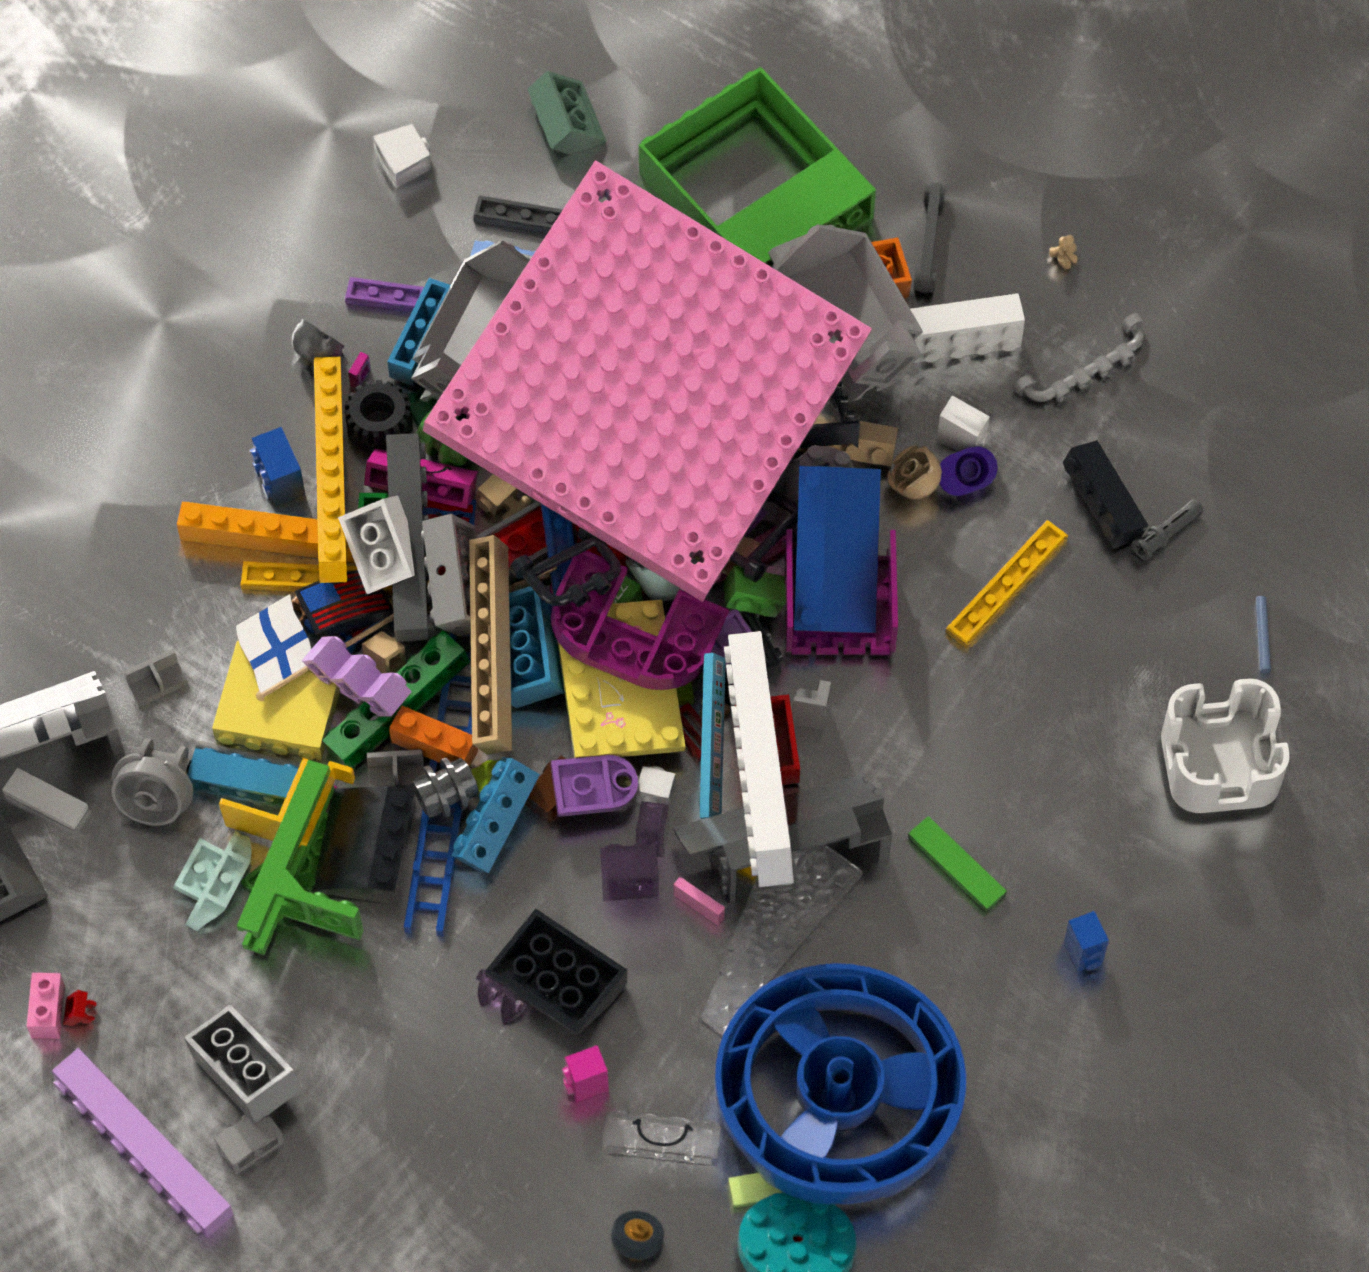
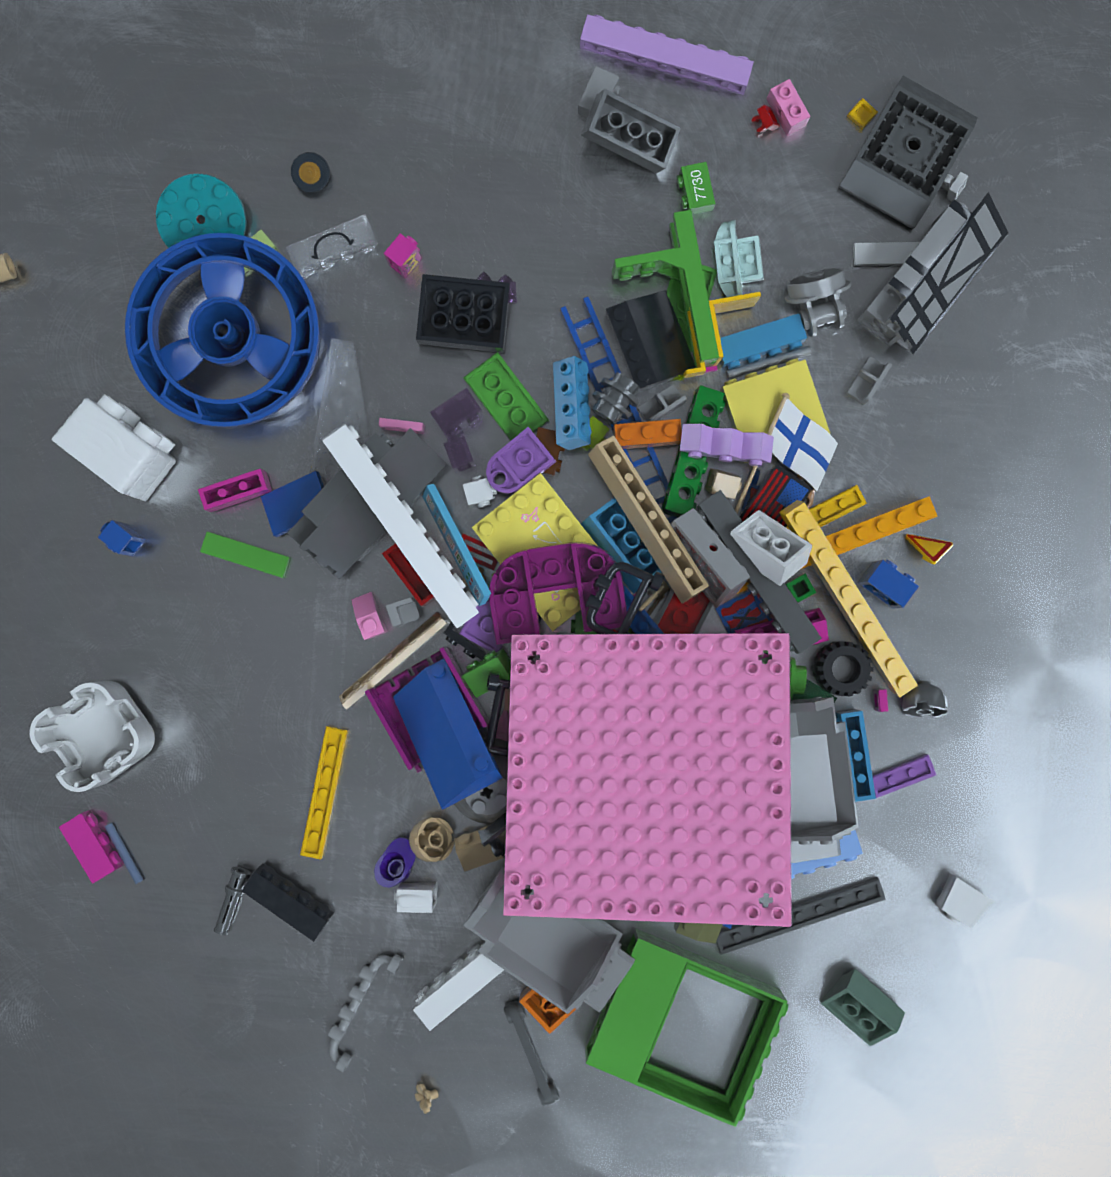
camera: 150 degrees right, 25 degrees up
(207, 482) = (930, 548): none -> yellow piece
(207, 976) = (696, 188): none -> bright green brick
(565, 871) = (505, 397): none -> bright green tile
(854, 726) = (368, 616): none -> bright pink slope
(855, 668) = (392, 660): none -> tan tile
(867, 878) = (285, 504): none -> blue tile
(927, 927) = (235, 490): none -> dark pink brick
(1034, 1021) = (110, 445): none -> white brick
(1294, 655) = (90, 846): none -> dark pink brick

